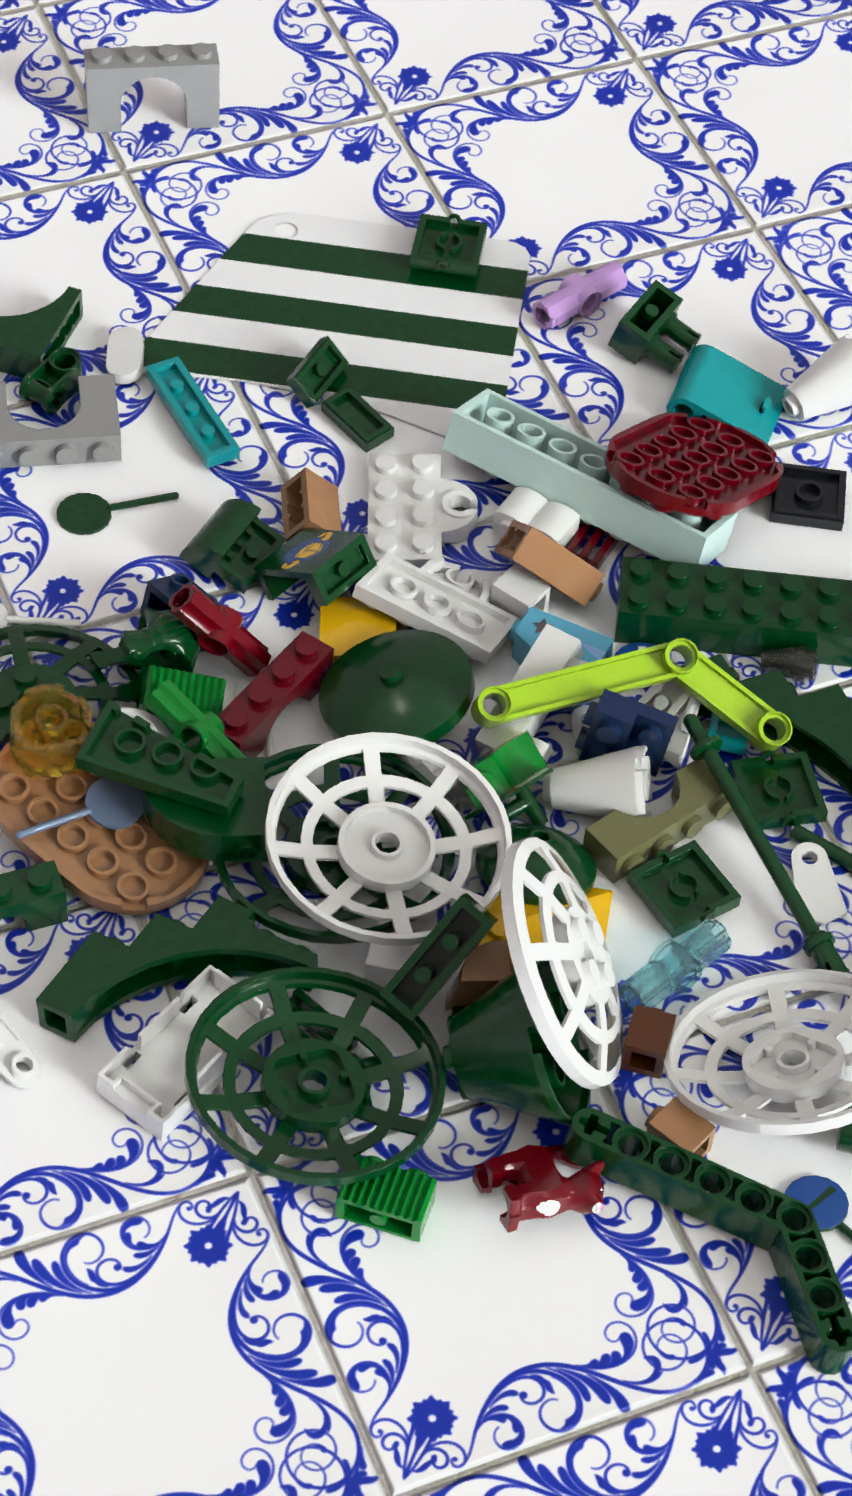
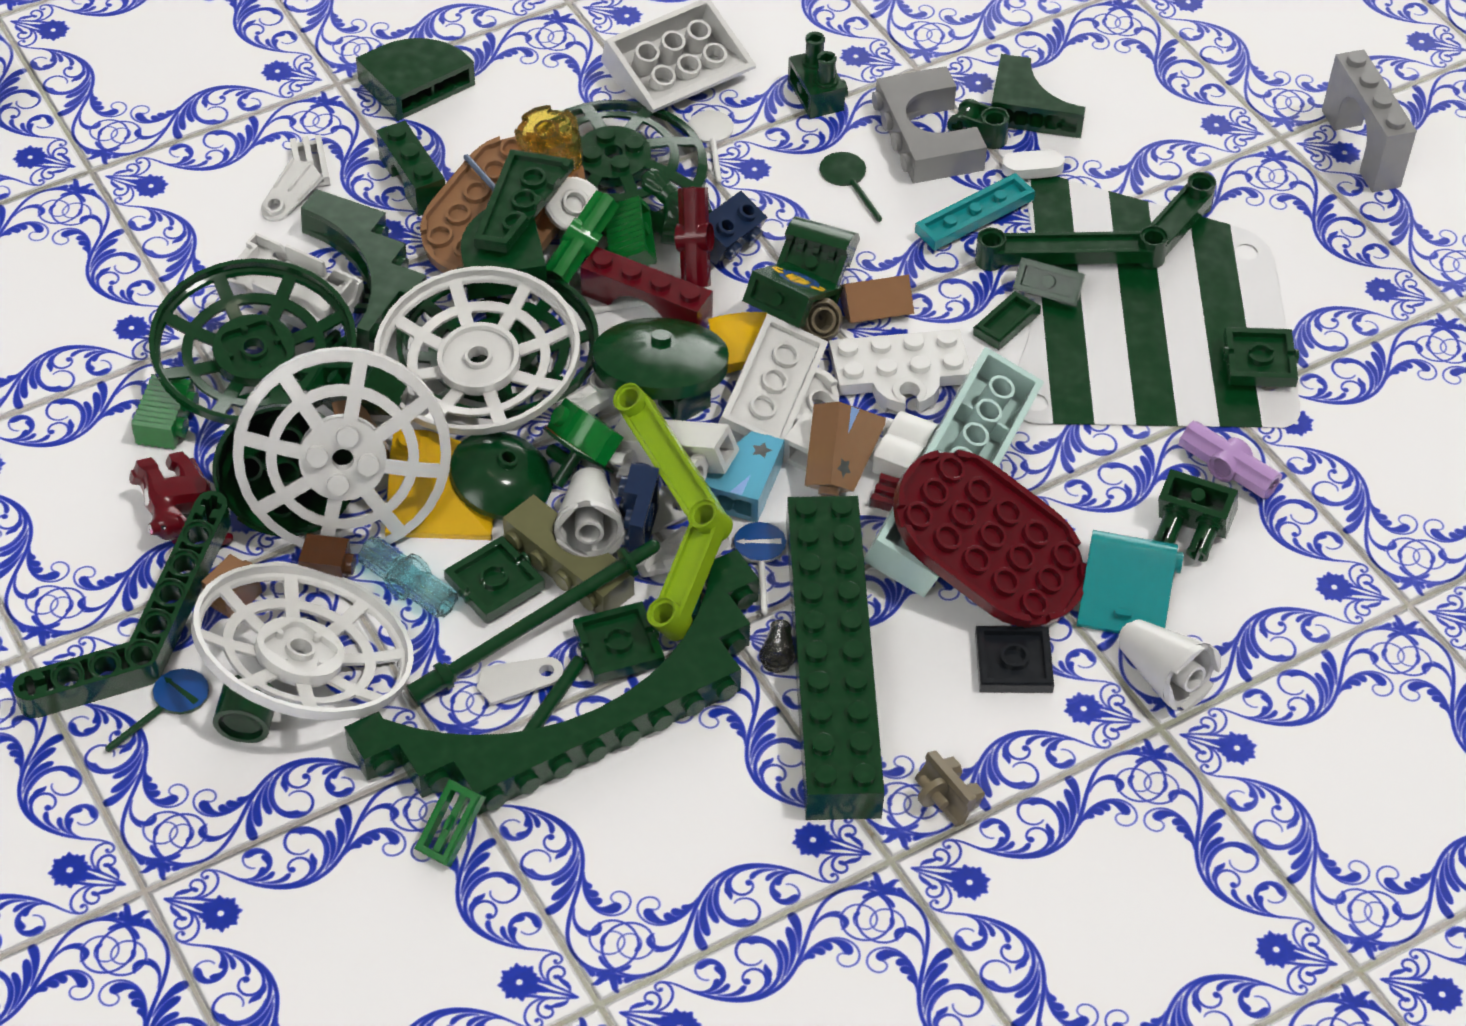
camera: 85 degrees right, 0 degrees up
(281, 294) = (1142, 247): none -> dark green piece

